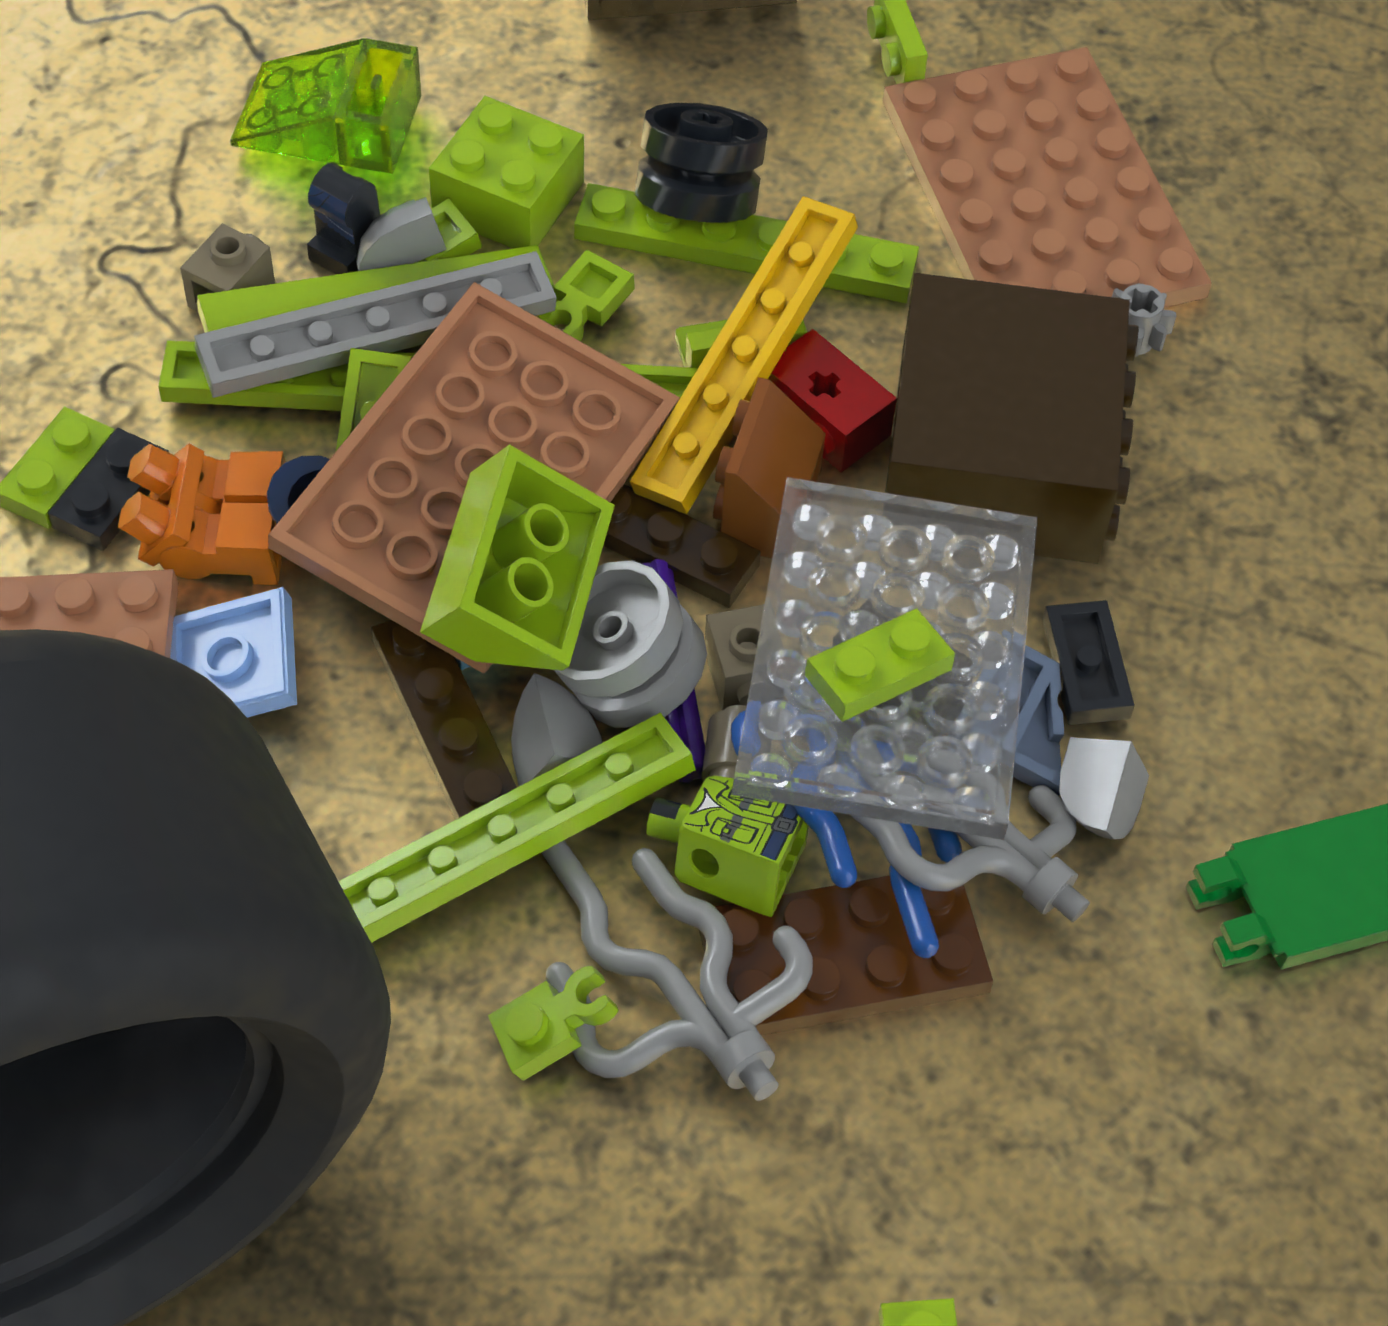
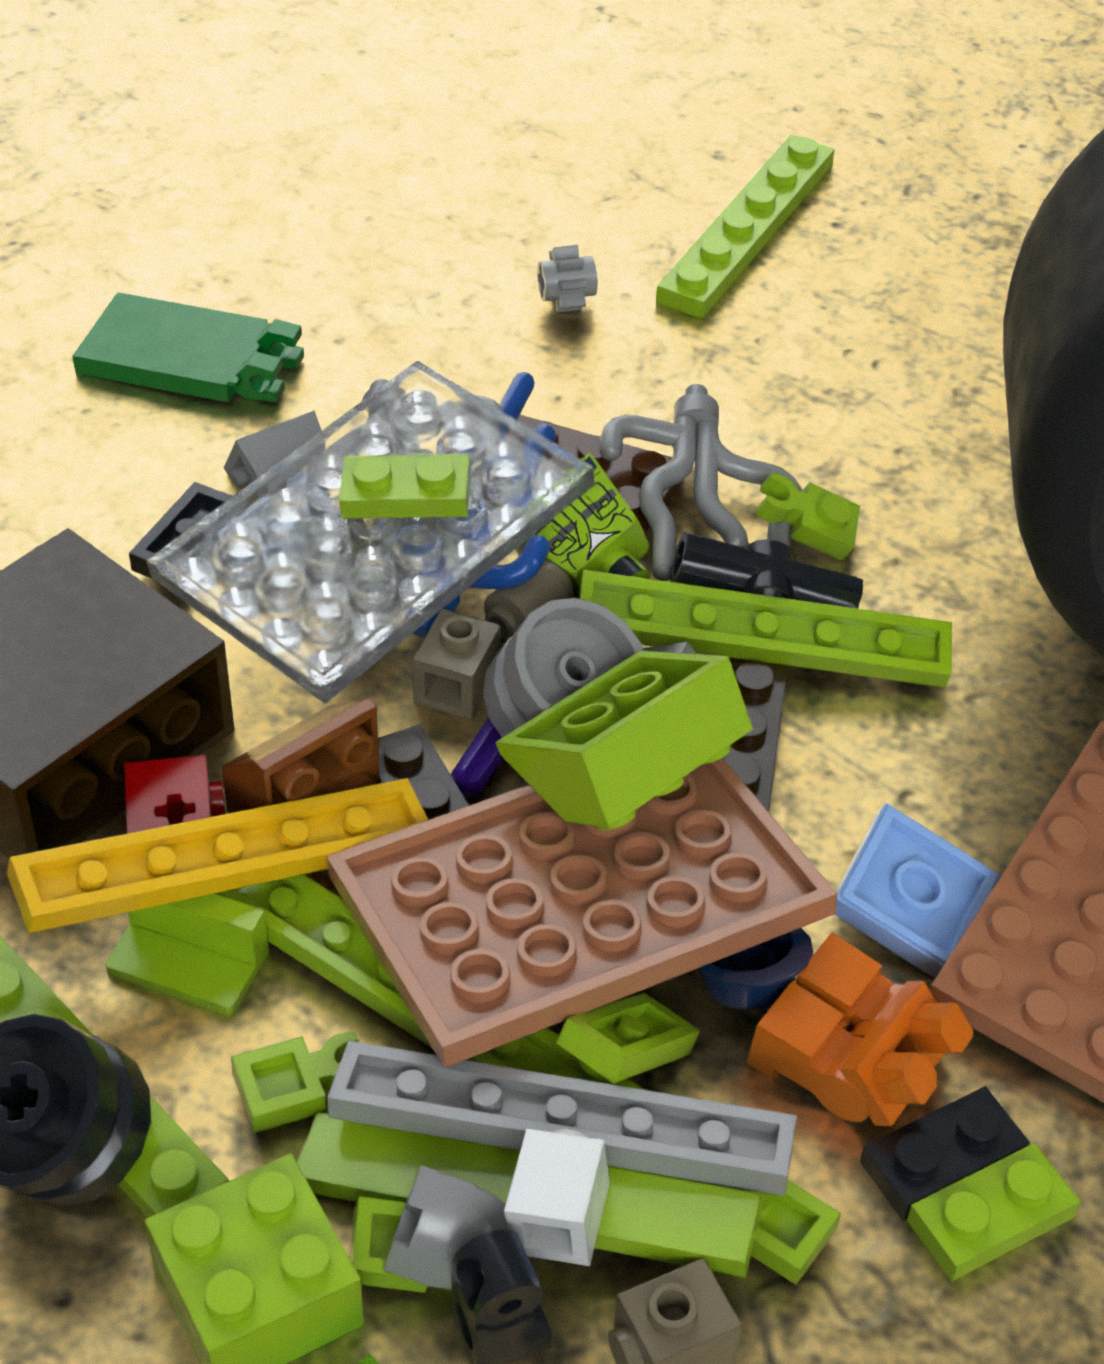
camera: 145 degrees left, 10 degrees down
(338, 255) = (558, 1195): none -> white brick
(534, 884) = (761, 569): none -> black piece
(1049, 1222) = (567, 278): none -> light grey gear

